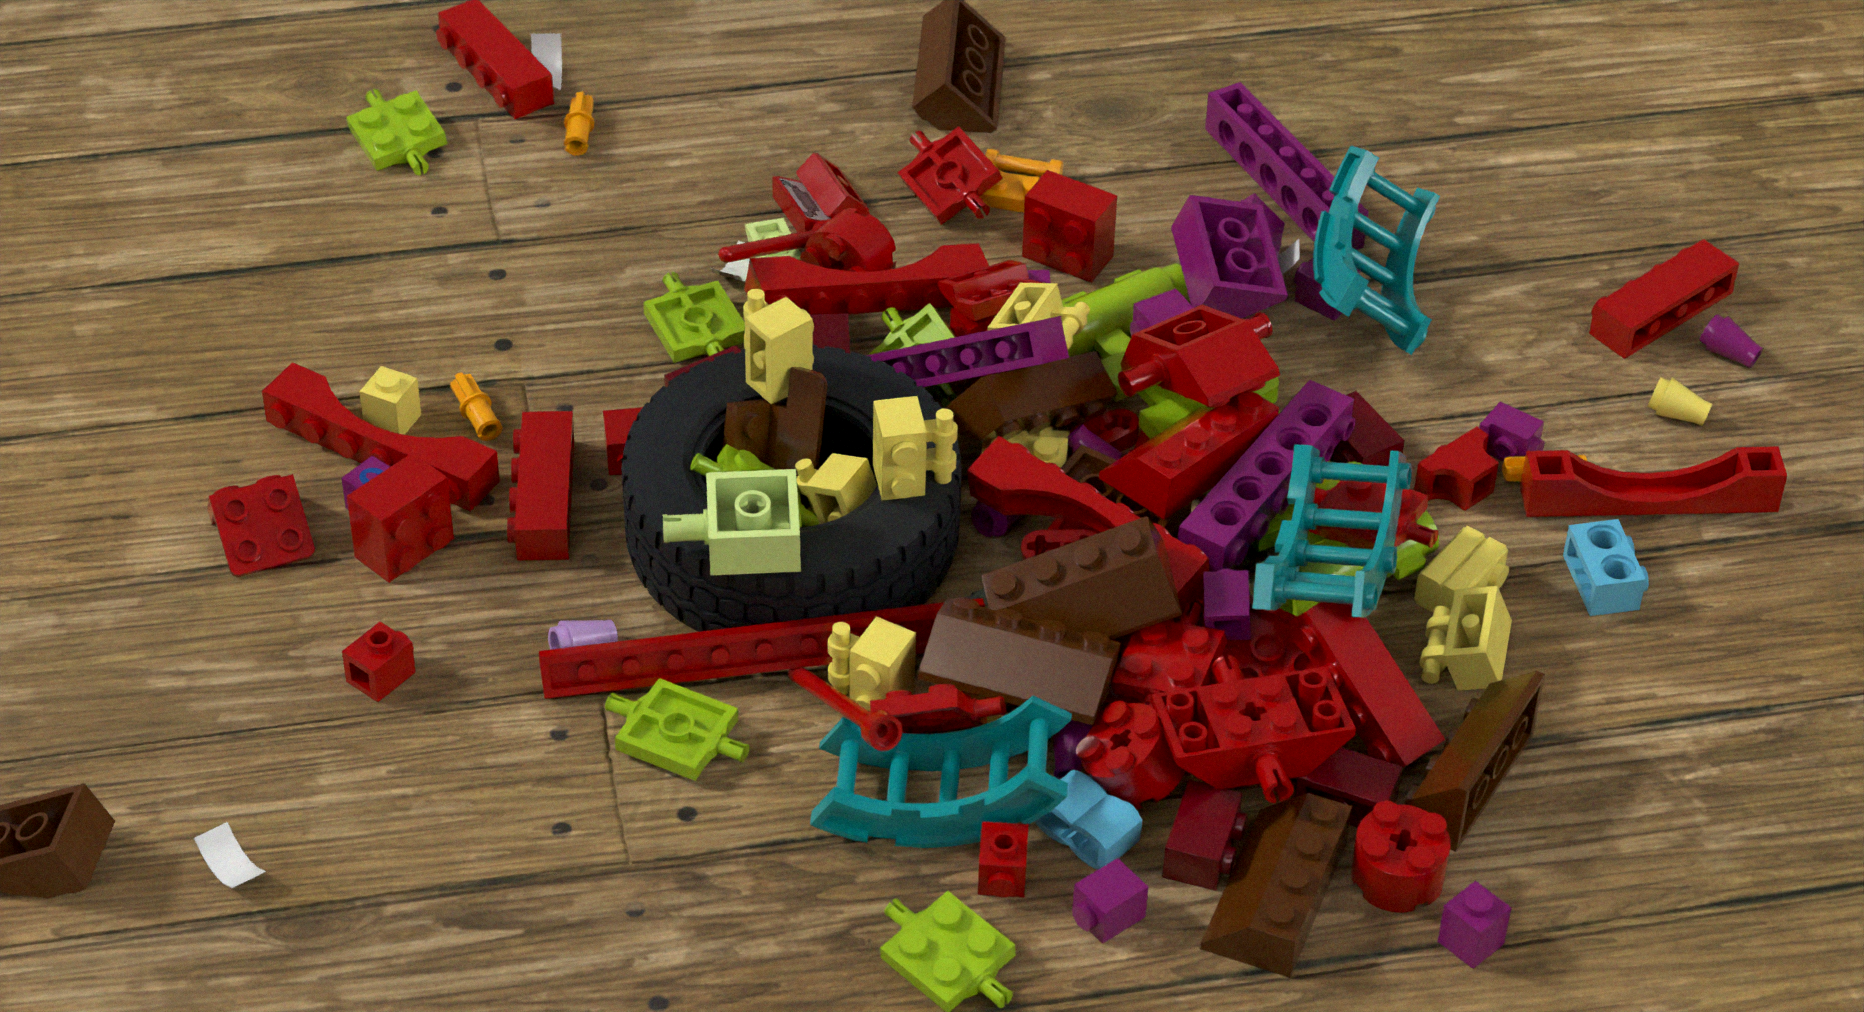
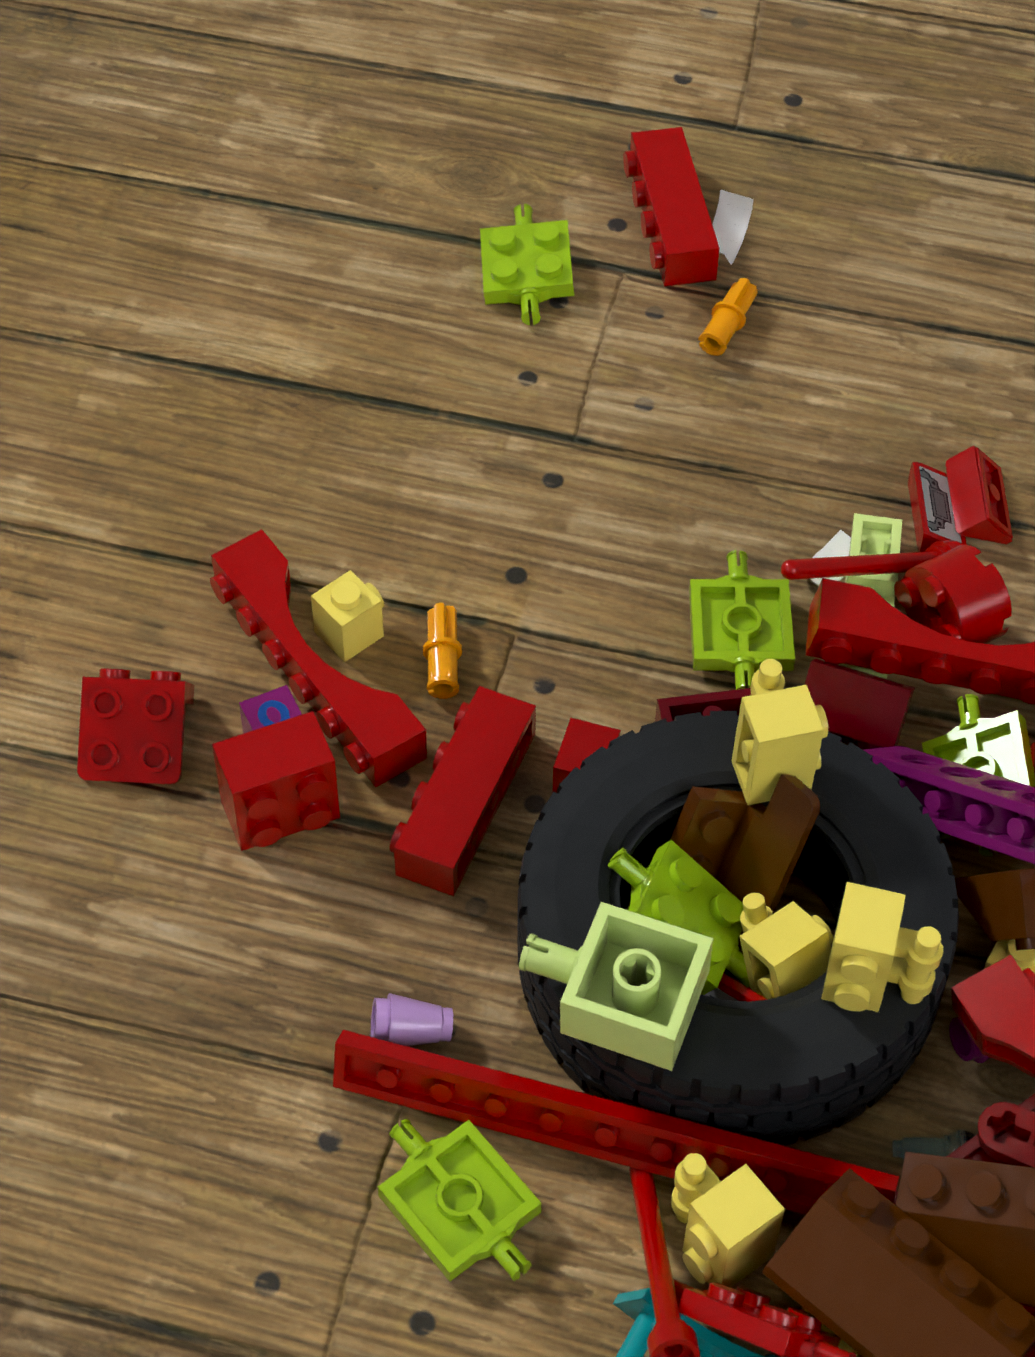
camera: 25 degrees right, 10 degrees up
(379, 661) = (170, 963): red brick -> none

